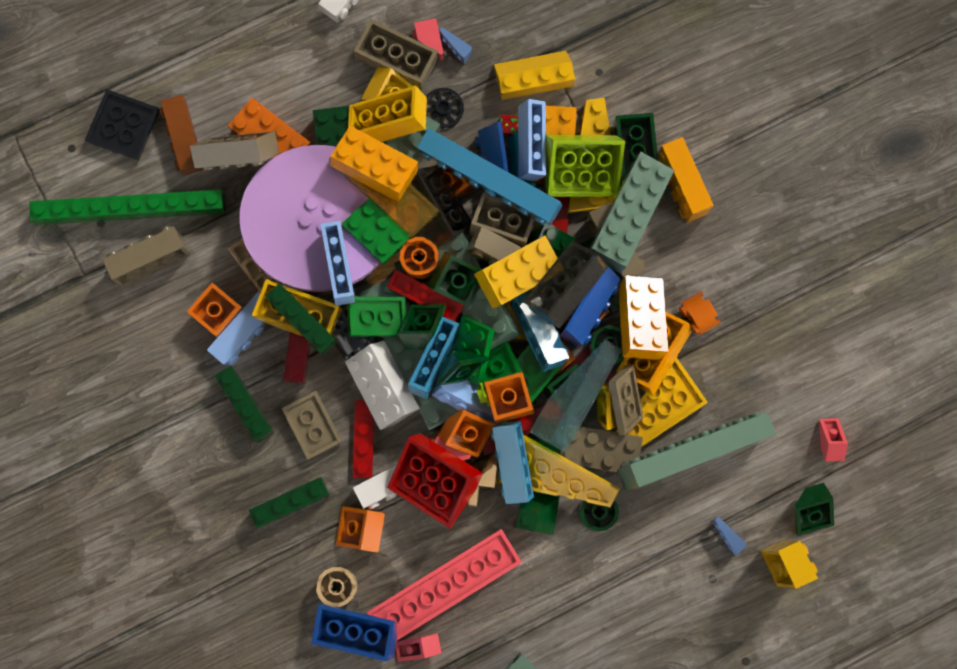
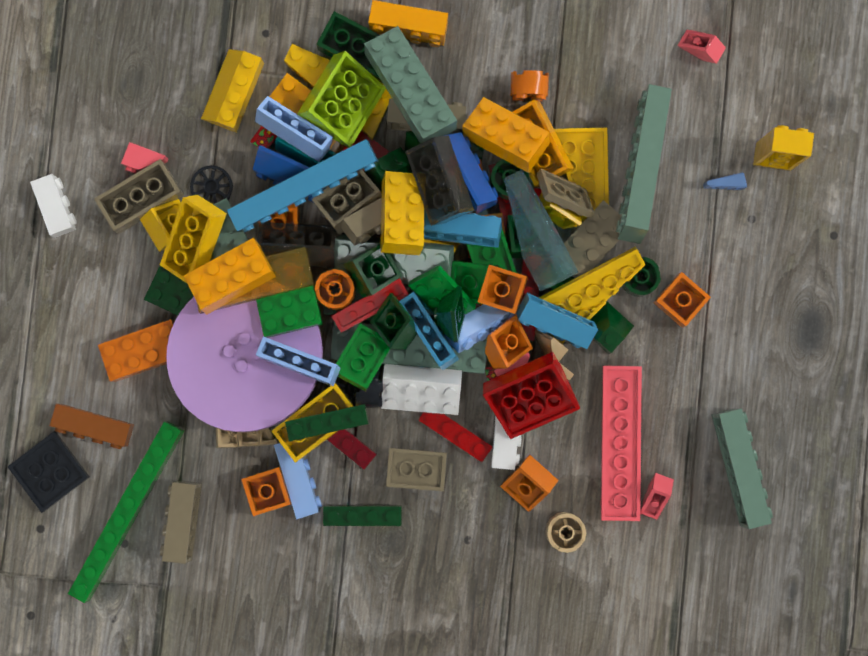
camera: 55 degrees left, 5 degrees up
(235, 150) = (137, 388): dark tan brick -> none
(289, 502) = (470, 528): dark green brick -> none
(355, 632) = (614, 540): blue slope -> none
(457, 46) = (166, 139): medium blue slope -> none
(482, 394) = (487, 310): lime plate -> none
(601, 560) = (682, 300): none -> orange brick
(814, 509) = (749, 98): dark green slope -> none

